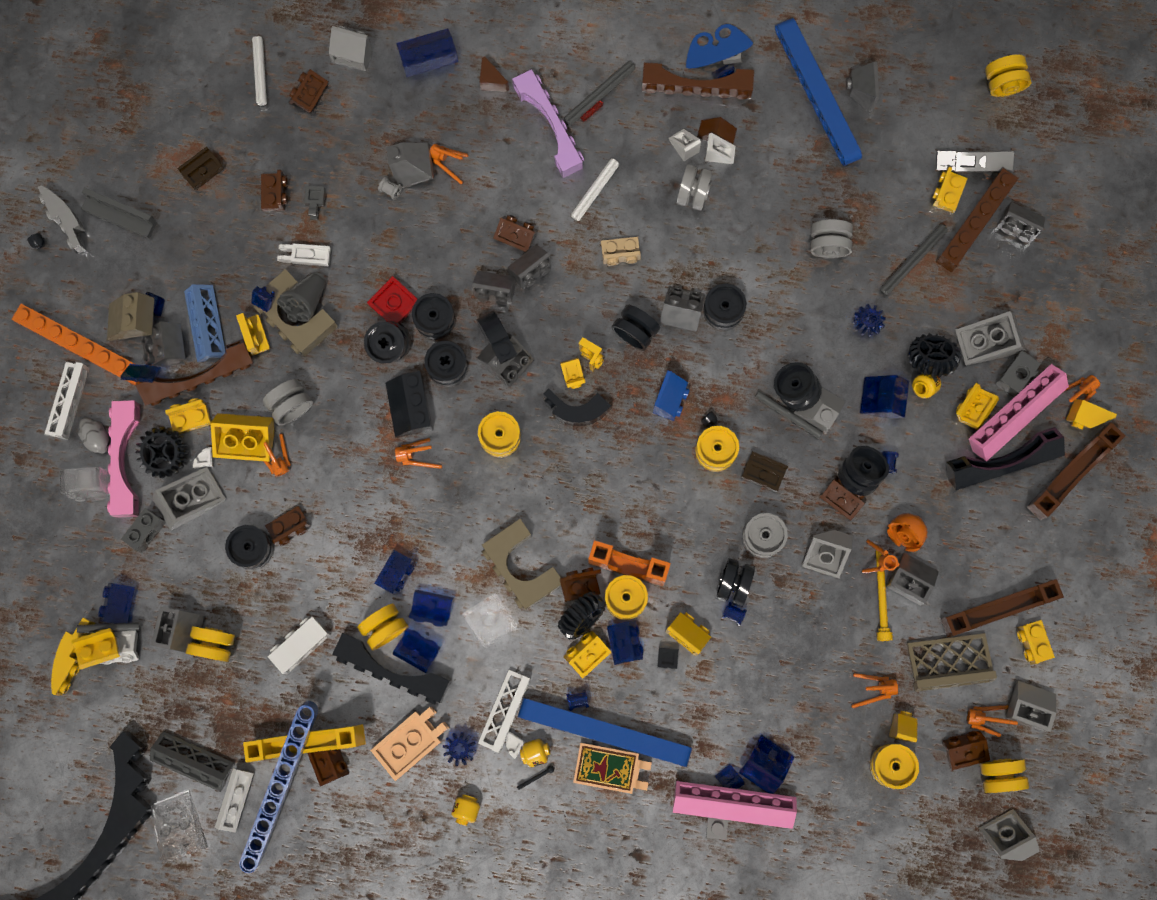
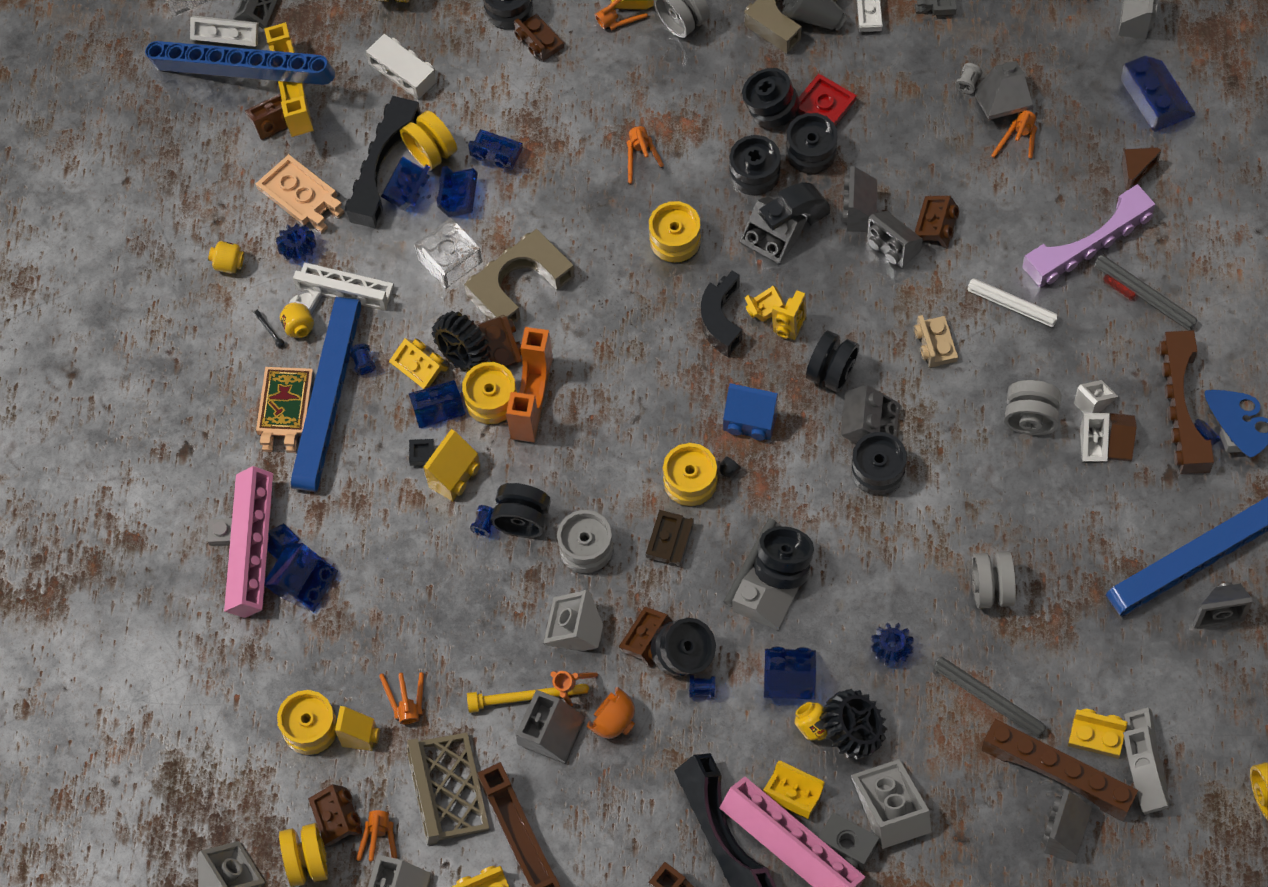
camera: 85 degrees right, 15 degrees down
(408, 404) = (700, 138): black slope -> none

